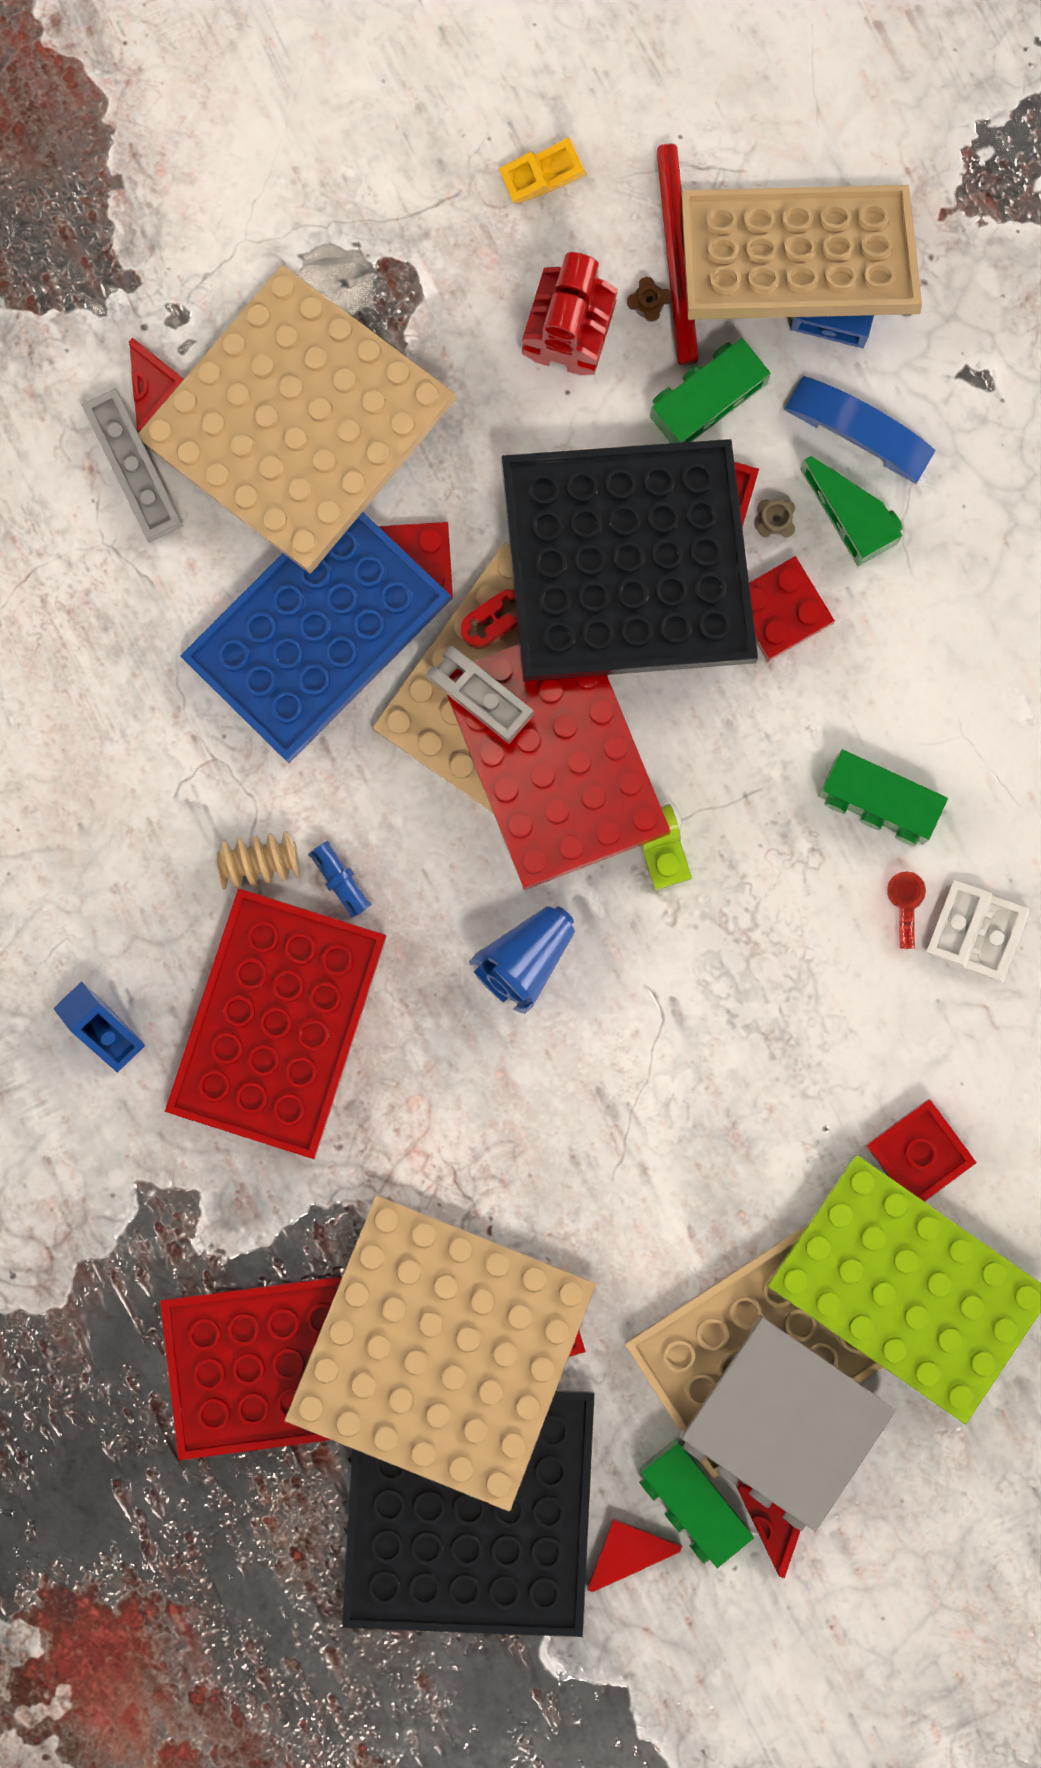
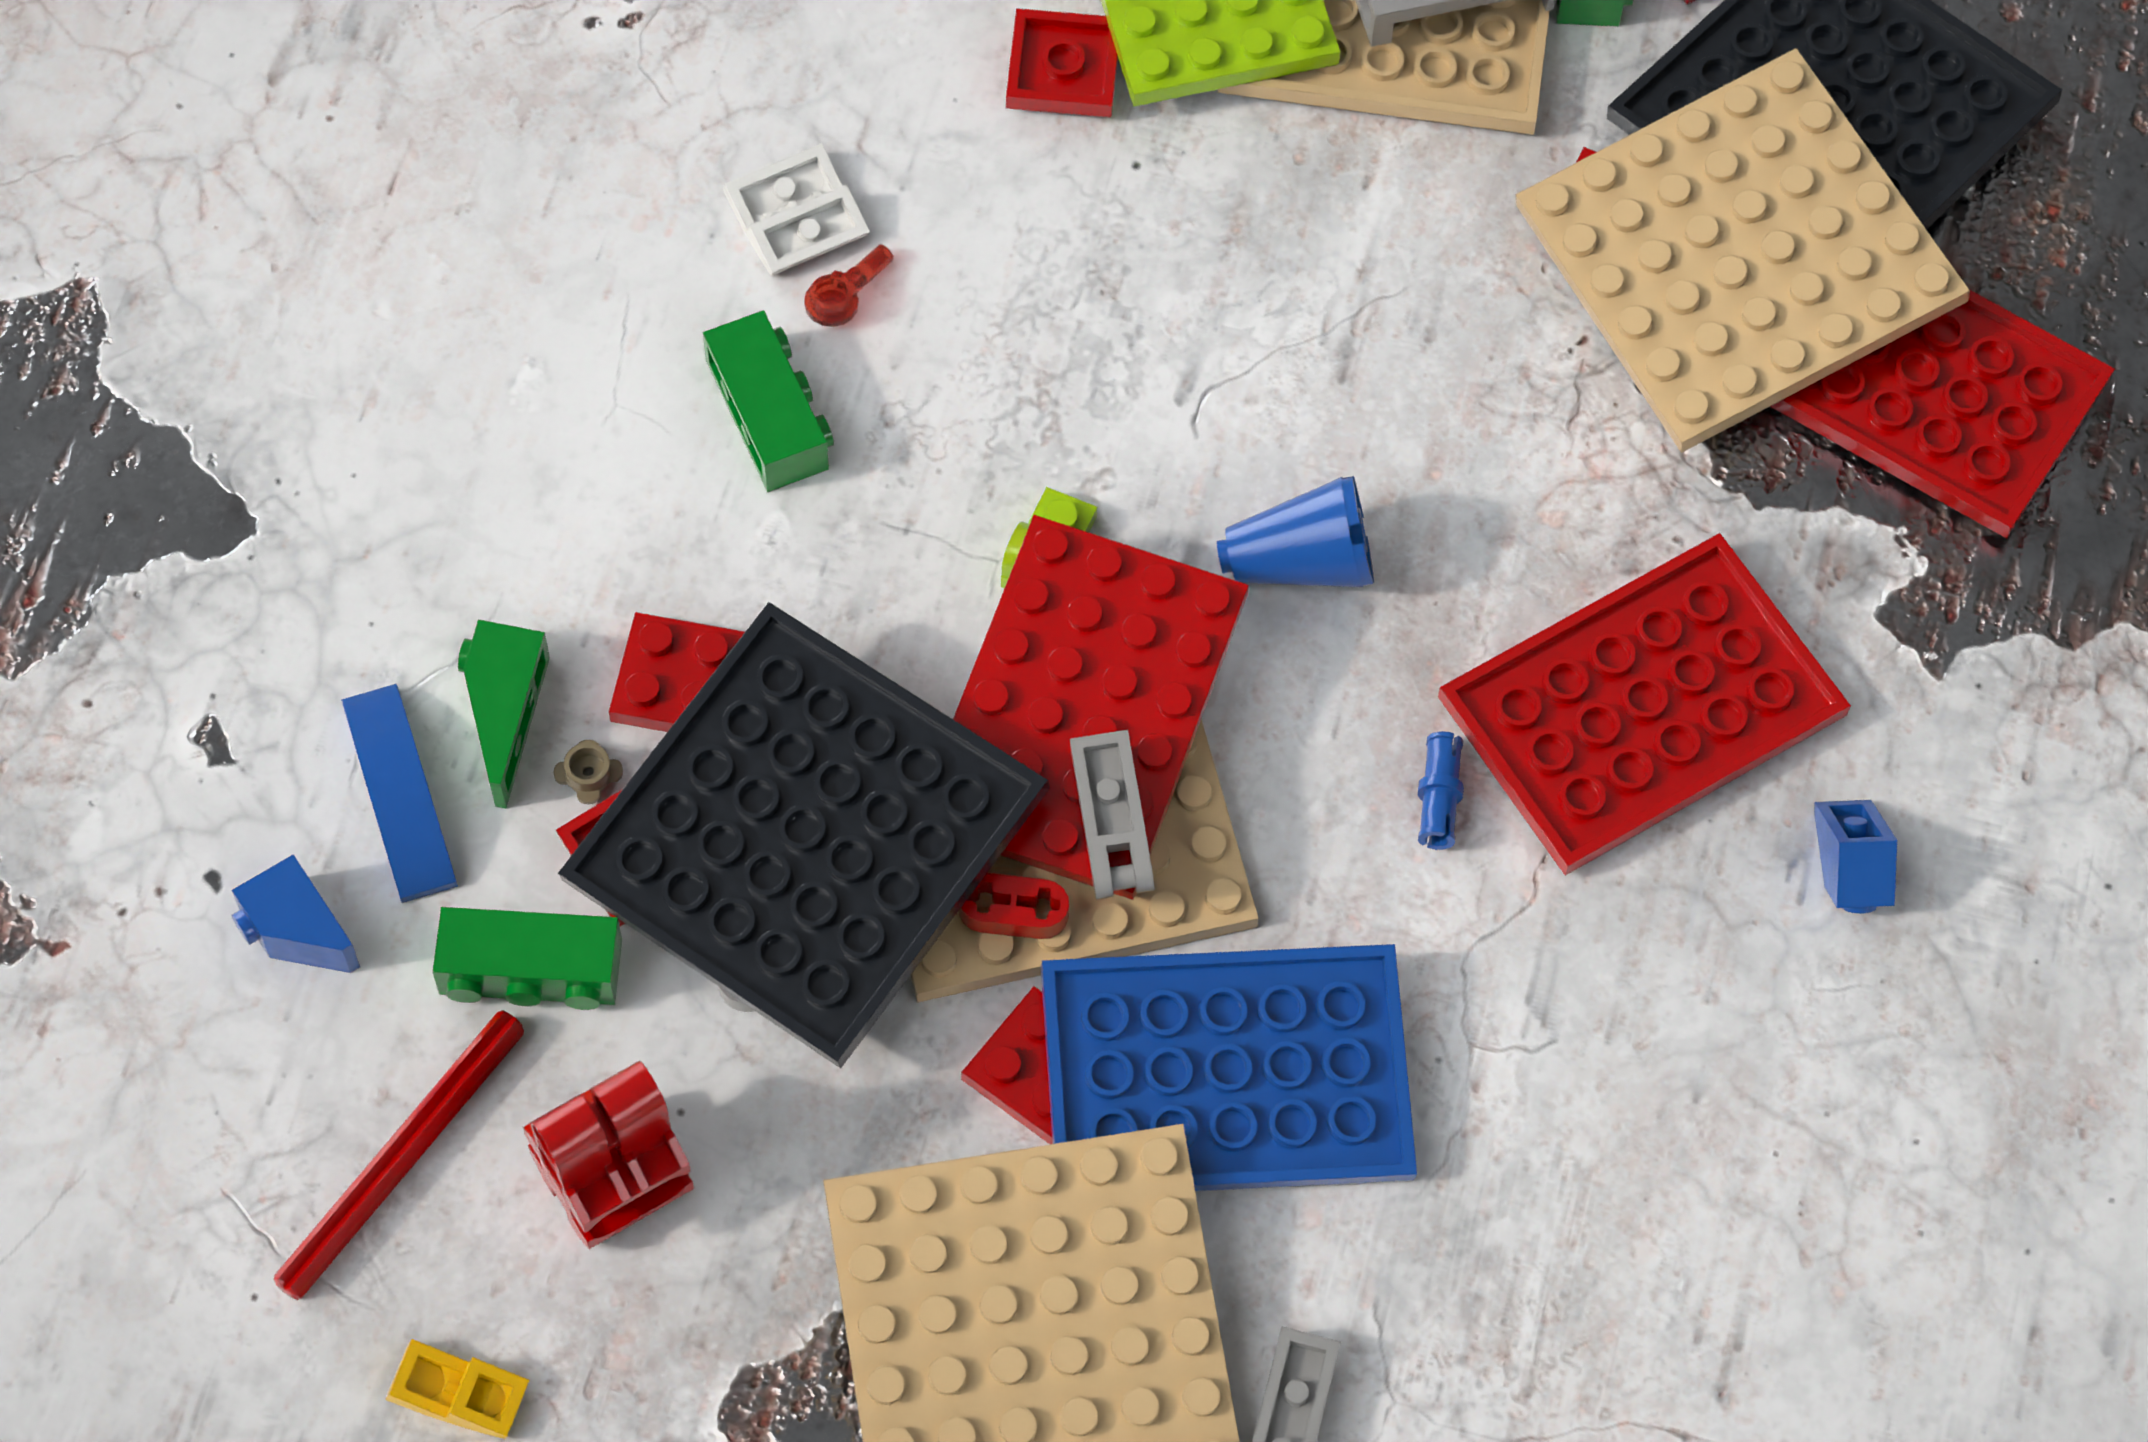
camera: 140 degrees left, 20 degrees down
(257, 860) = (1518, 877): tan piece -> none
(649, 310) = (491, 1142): reddish brown plate -> none
(800, 252) = (271, 1011): tan plate -> none

